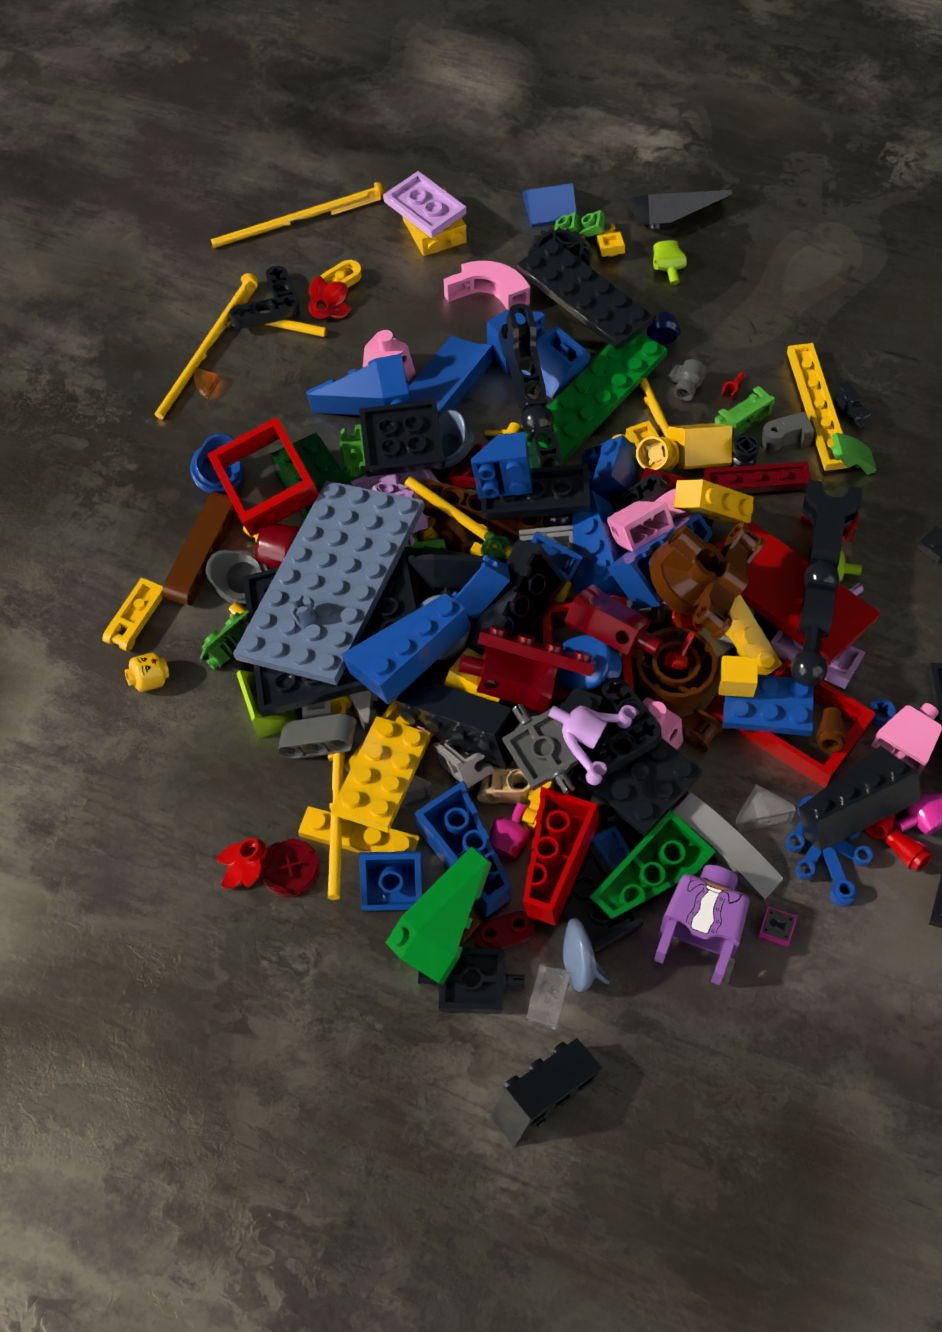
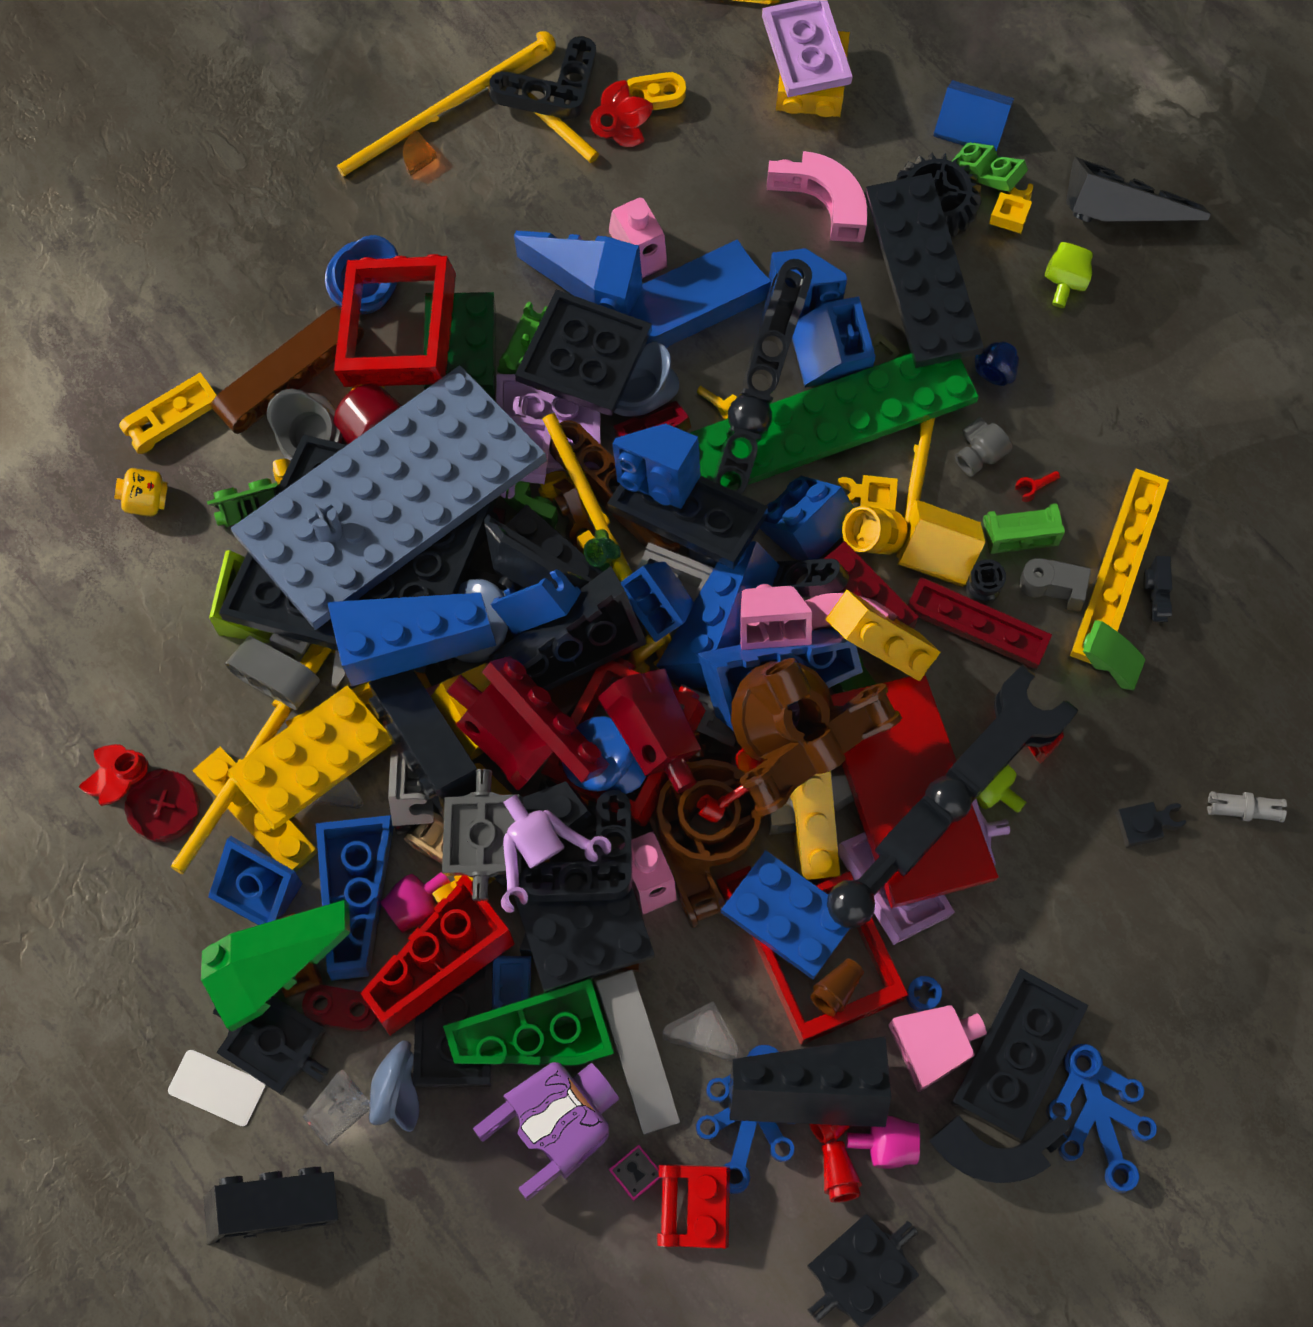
camera: 25 degrees right, 10 degrees up
(450, 1035) = (216, 1087): none -> white sticker
(738, 676) = (764, 867): yellow panel -> none
(841, 918) = (706, 1206): none -> red plate

